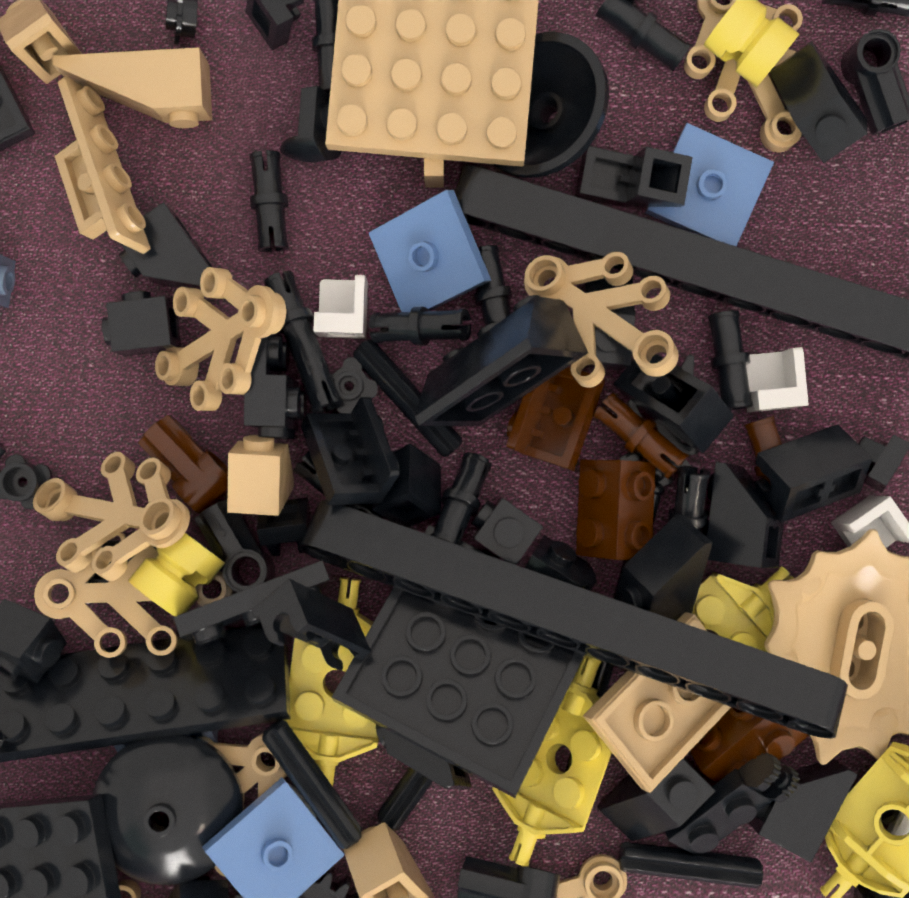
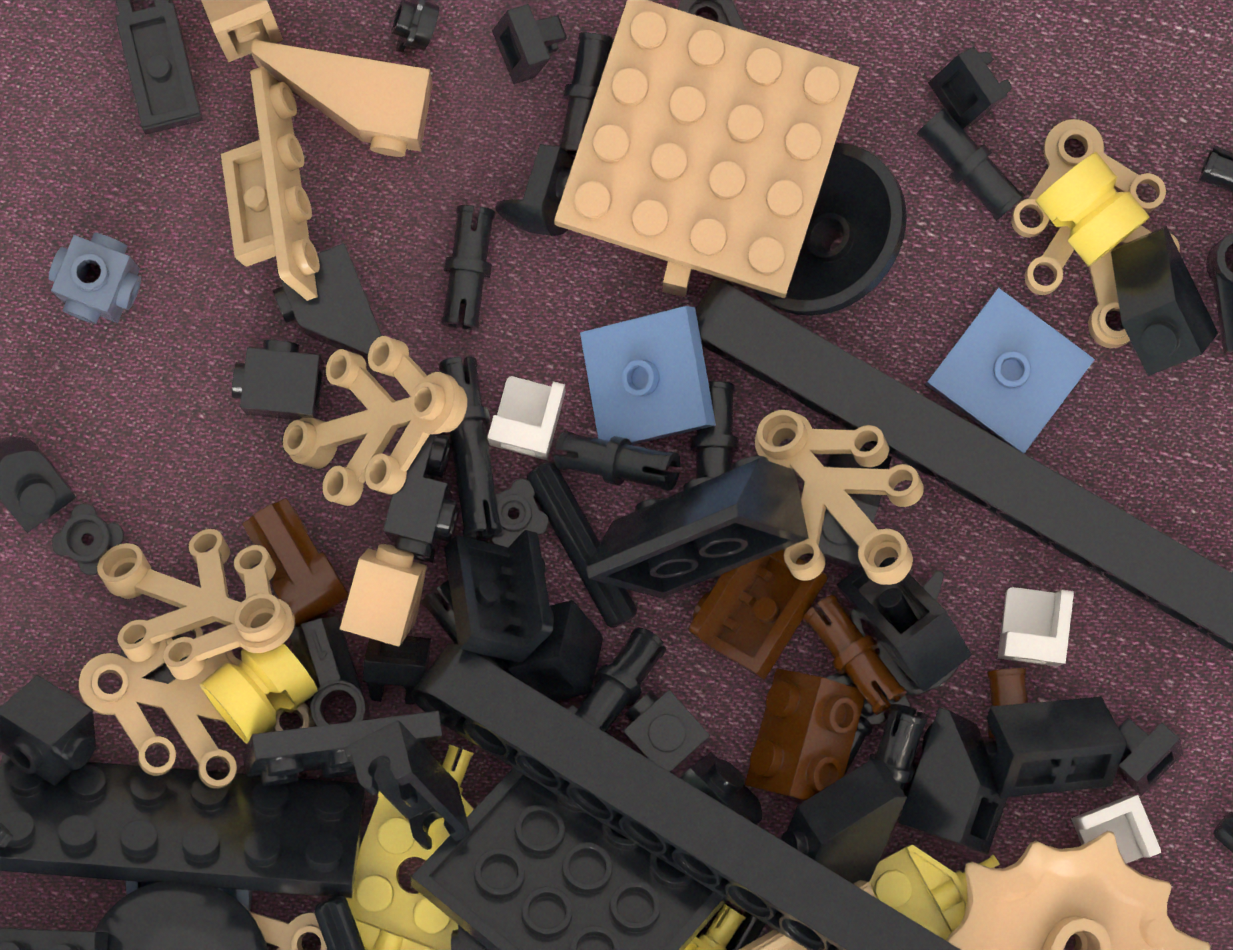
camera: 15 degrees right, 5 degrees down
(640, 180) = (916, 341): black slope -> none
(730, 359) = (987, 589): black pin -> none

